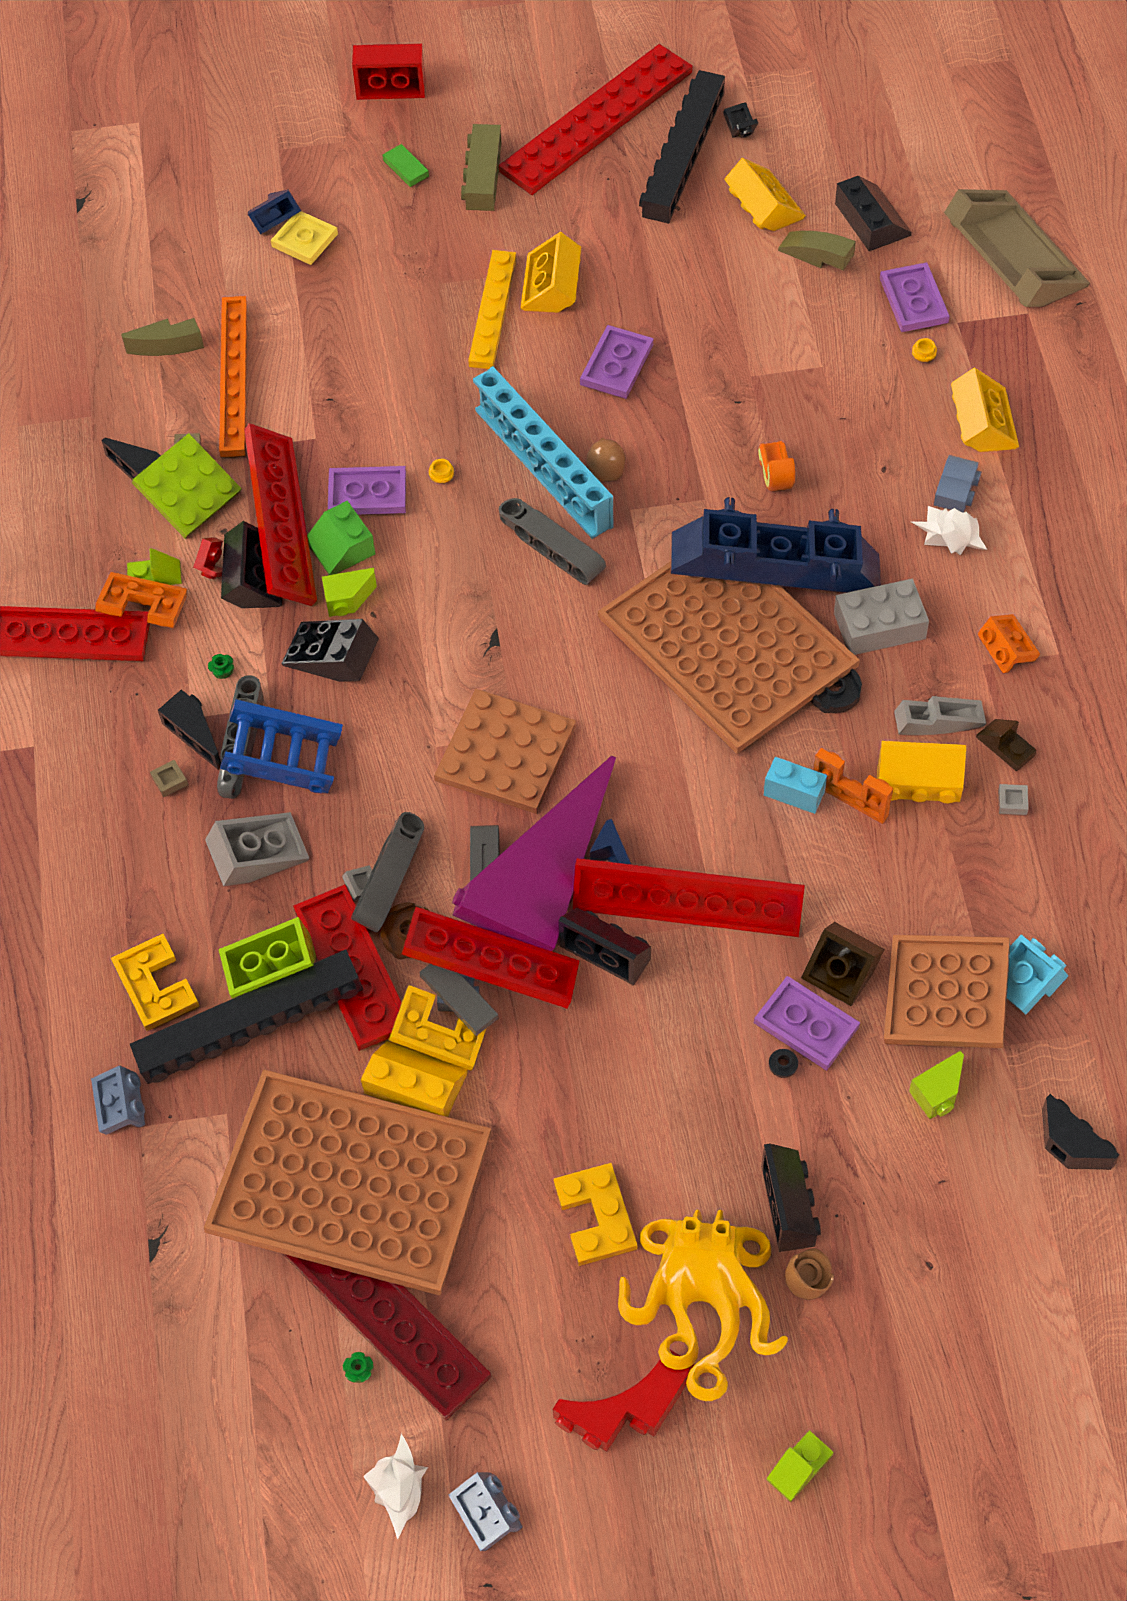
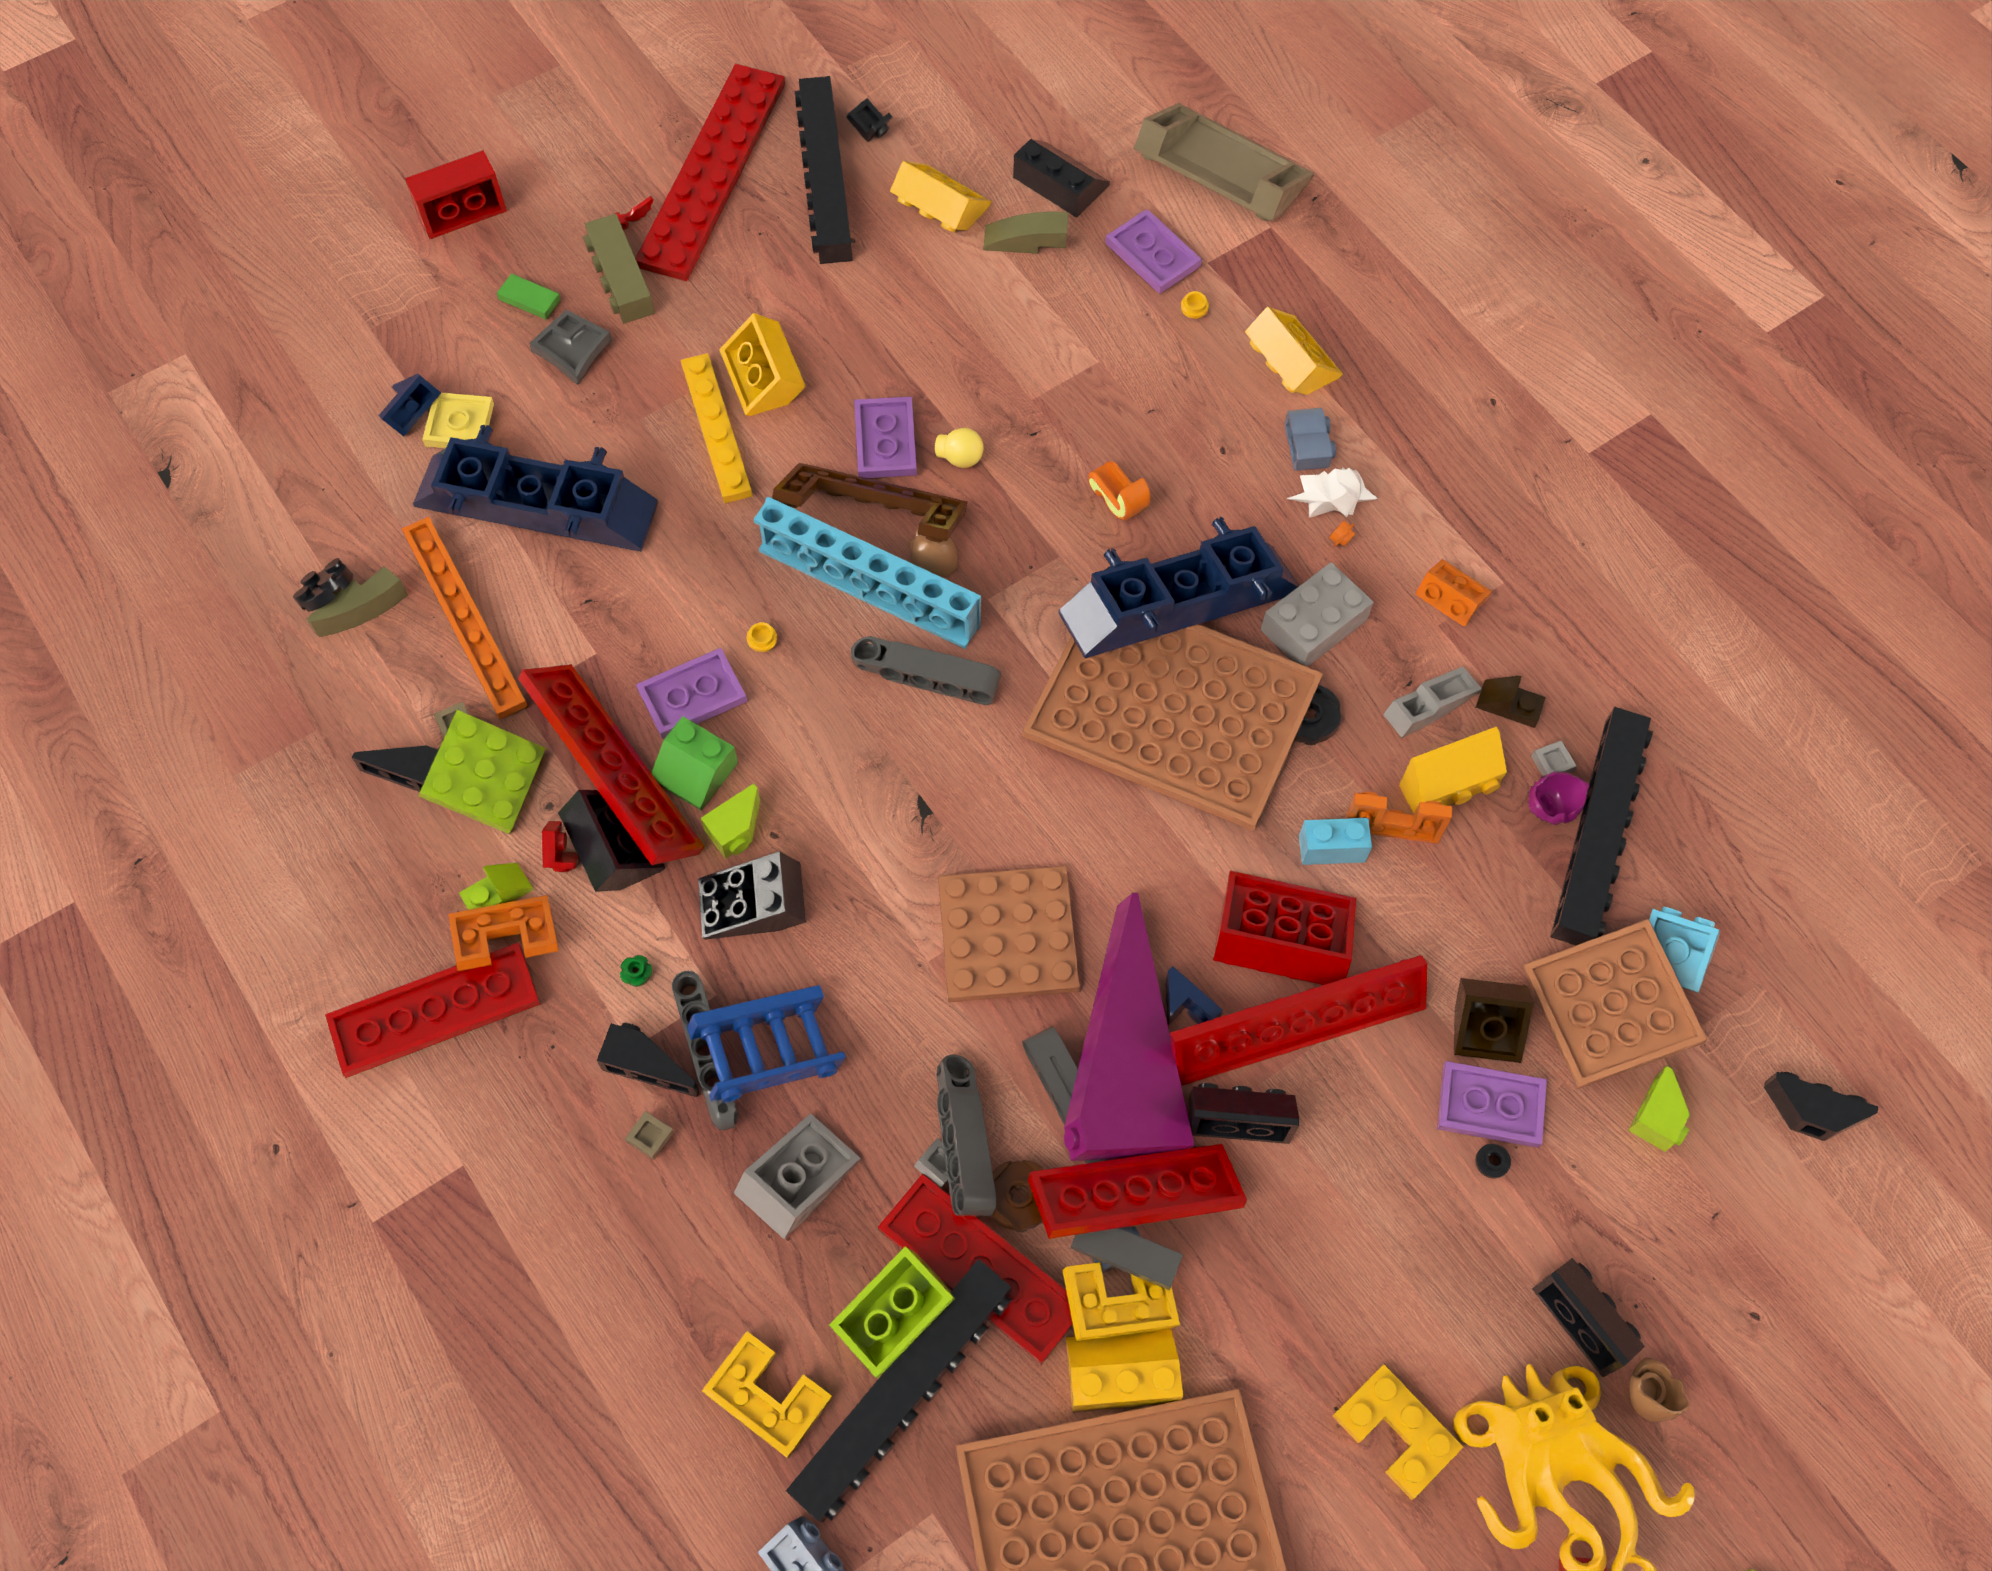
camera: 30 degrees left, 5 degrees up
(143, 316) = (319, 587): none -> black plate
(343, 316) = (562, 500): none -> dark blue piece
(416, 210) = (571, 344): none -> dark grey plate
(519, 131) = (636, 212): none -> red piece
(620, 427) = (939, 512): none -> reddish brown plate
(669, 389) = (960, 447): none -> light yellow piece
(717, 830) = (1286, 929): none -> red slope
(942, 565) = (1342, 533): none -> orange plate
(996, 825) = (1557, 797): none -> magenta hair
(1023, 861) = (1602, 827): none -> black brick

